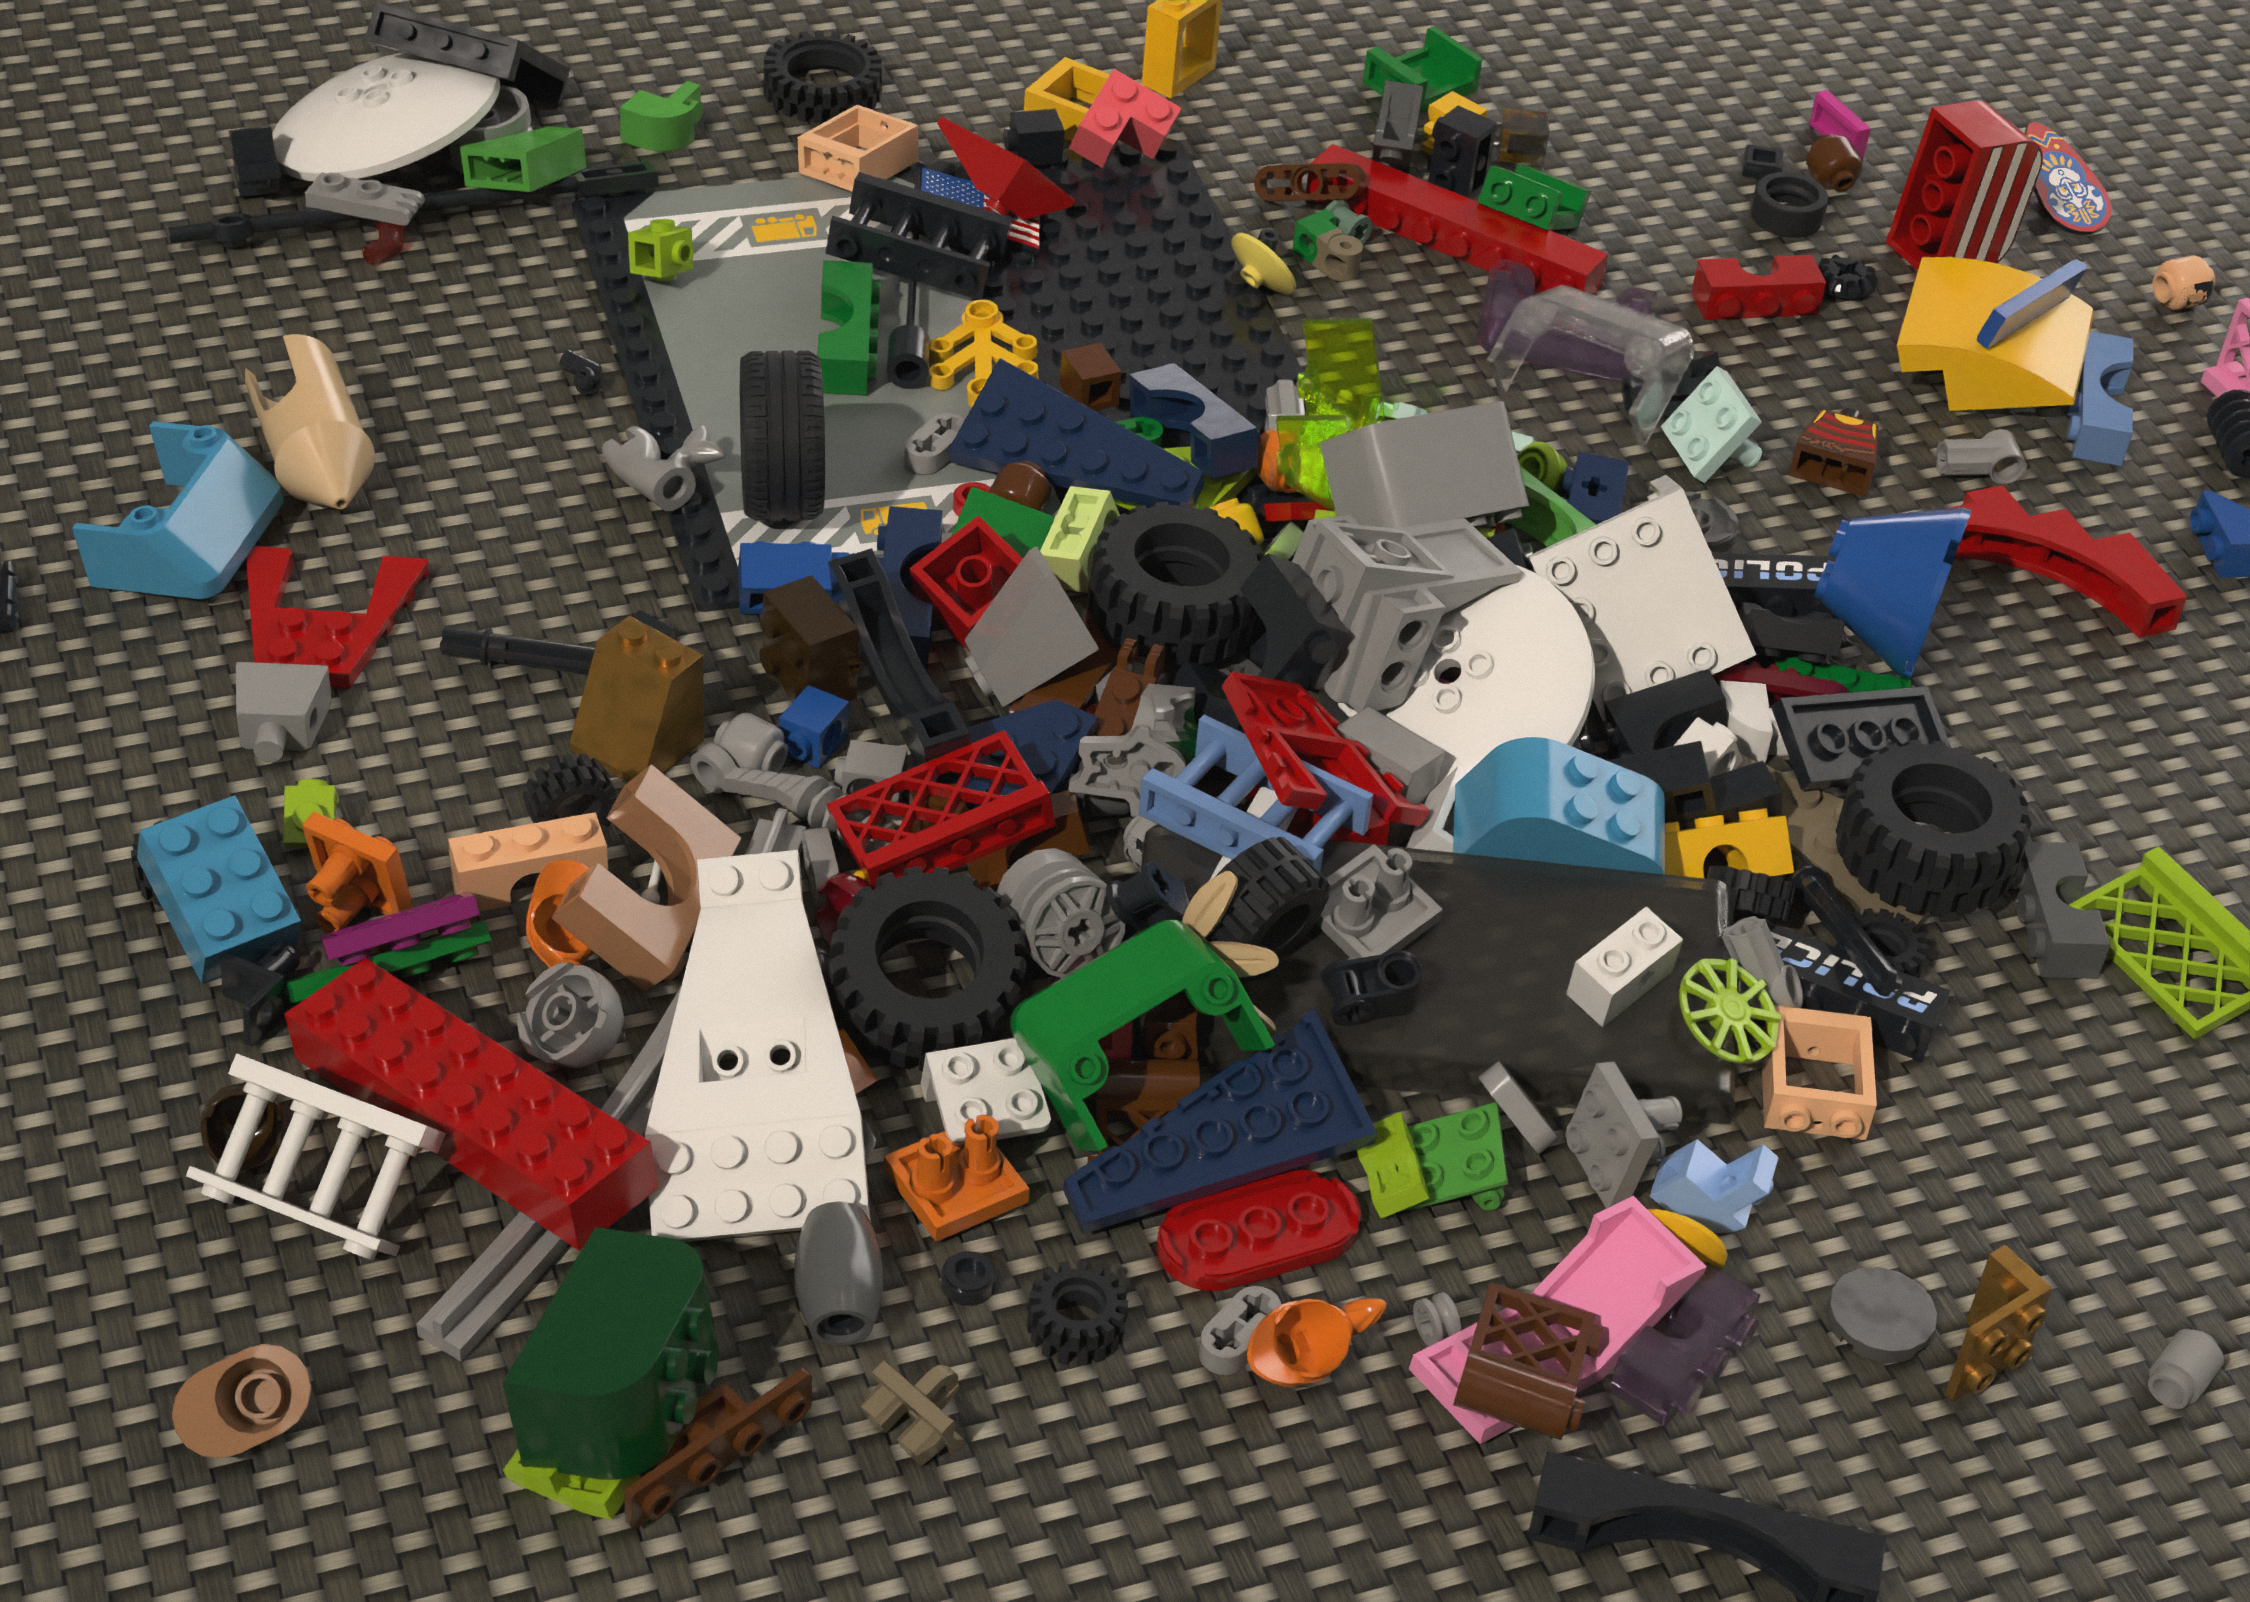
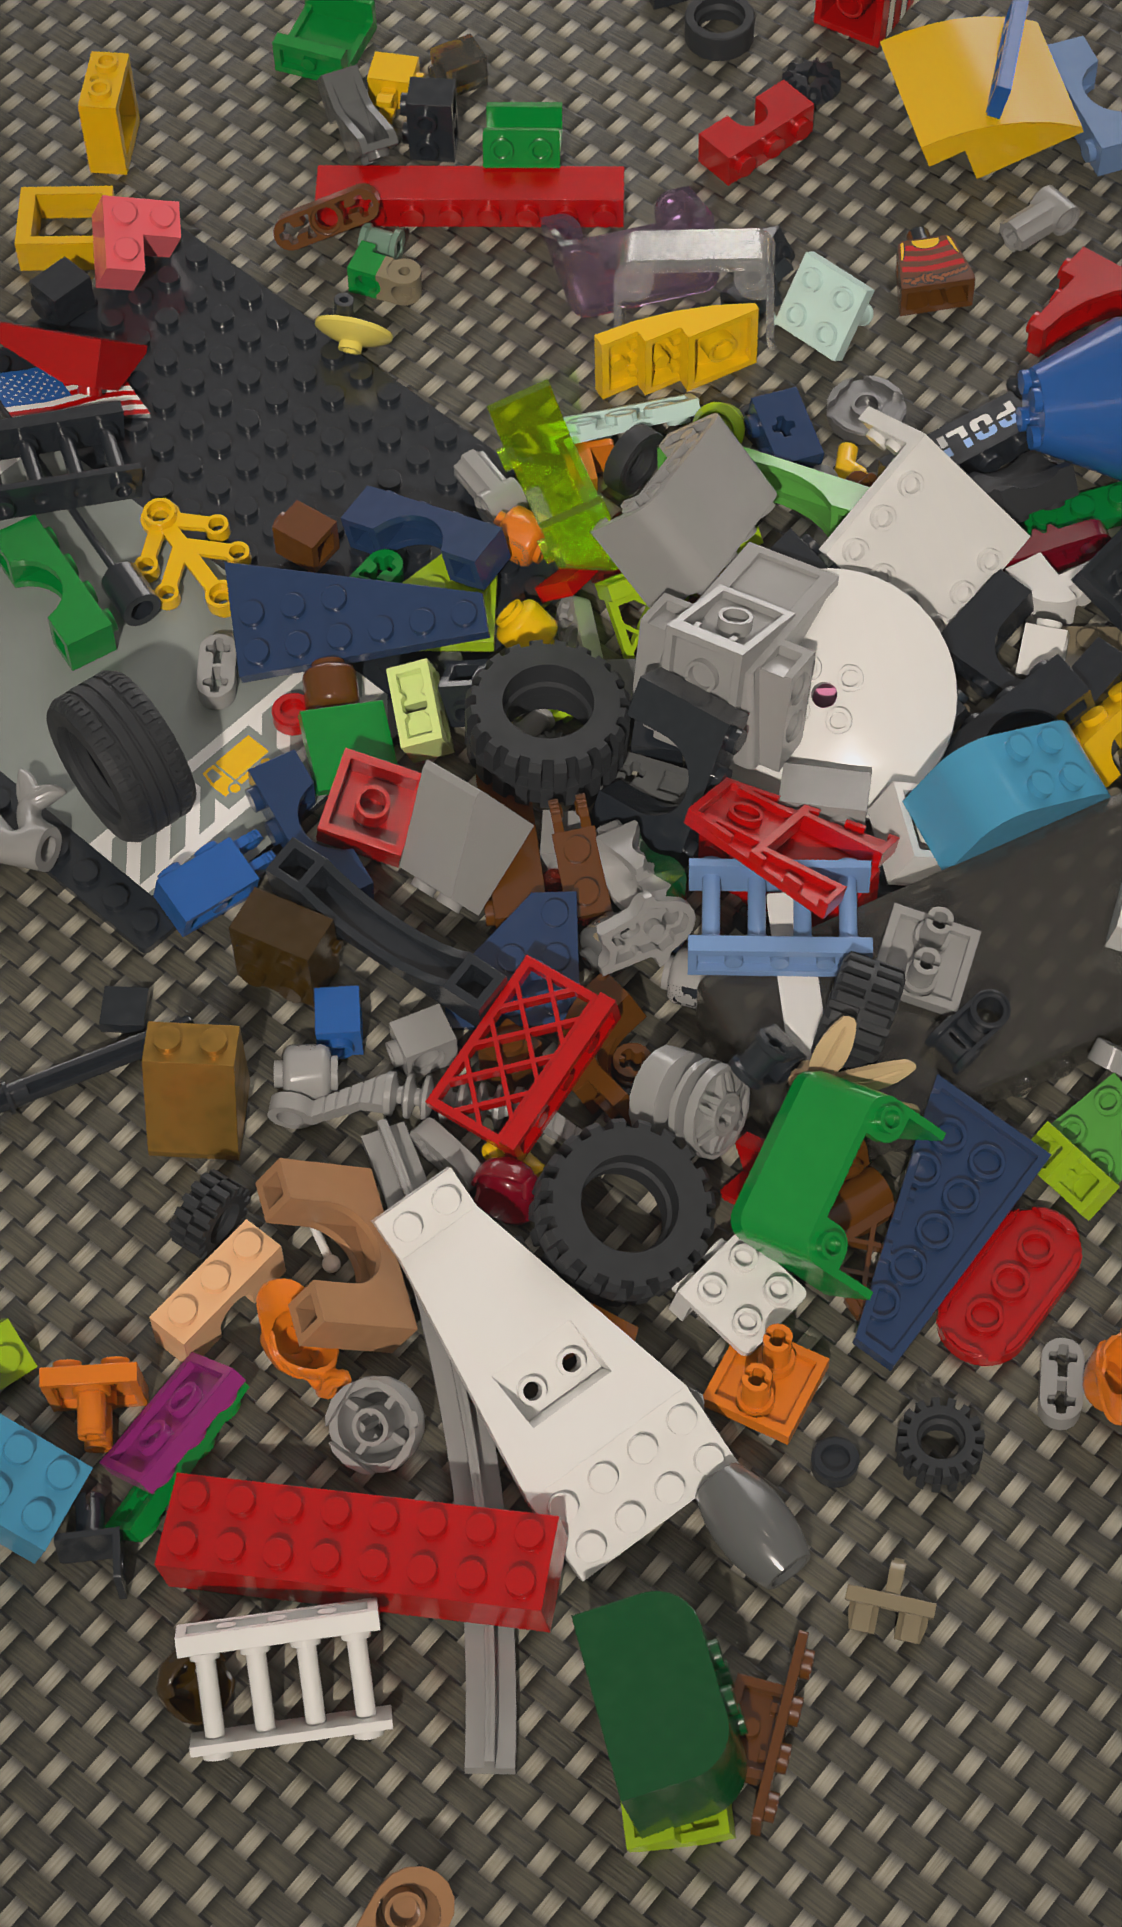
camera: 25 degrees left, 15 degrees up
(1548, 393) = (676, 347): none -> yellow slope

